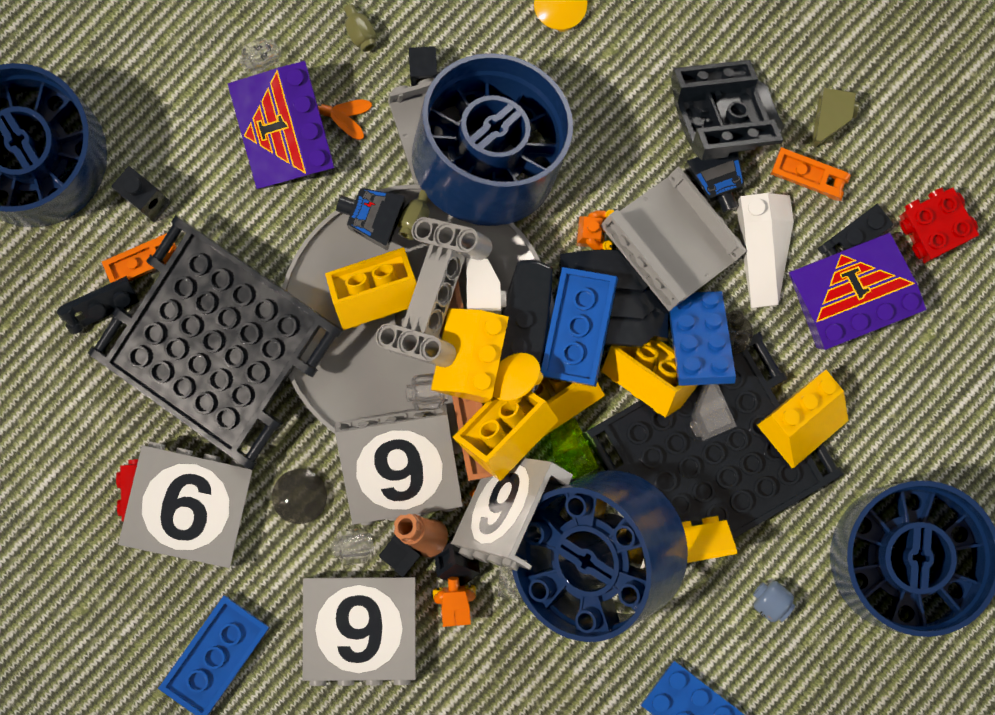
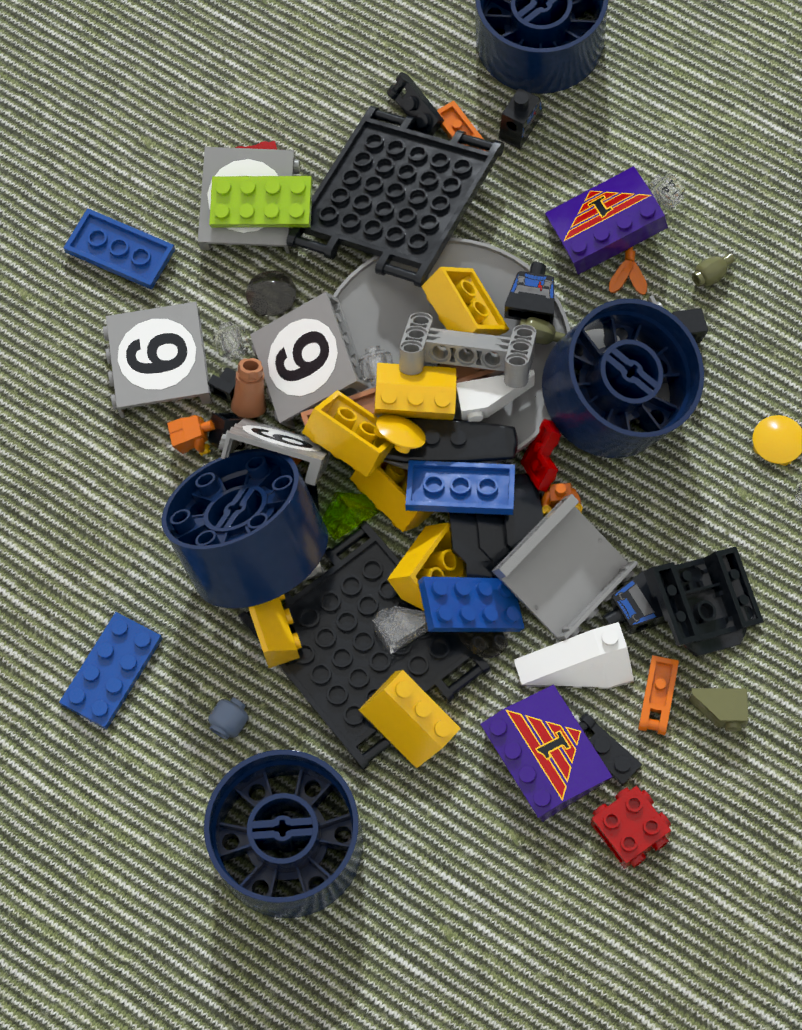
camera: 90 degrees right, 15 degrees down
(200, 490) = (260, 201): none -> lime plate
(549, 244) = (537, 456): none -> red plate

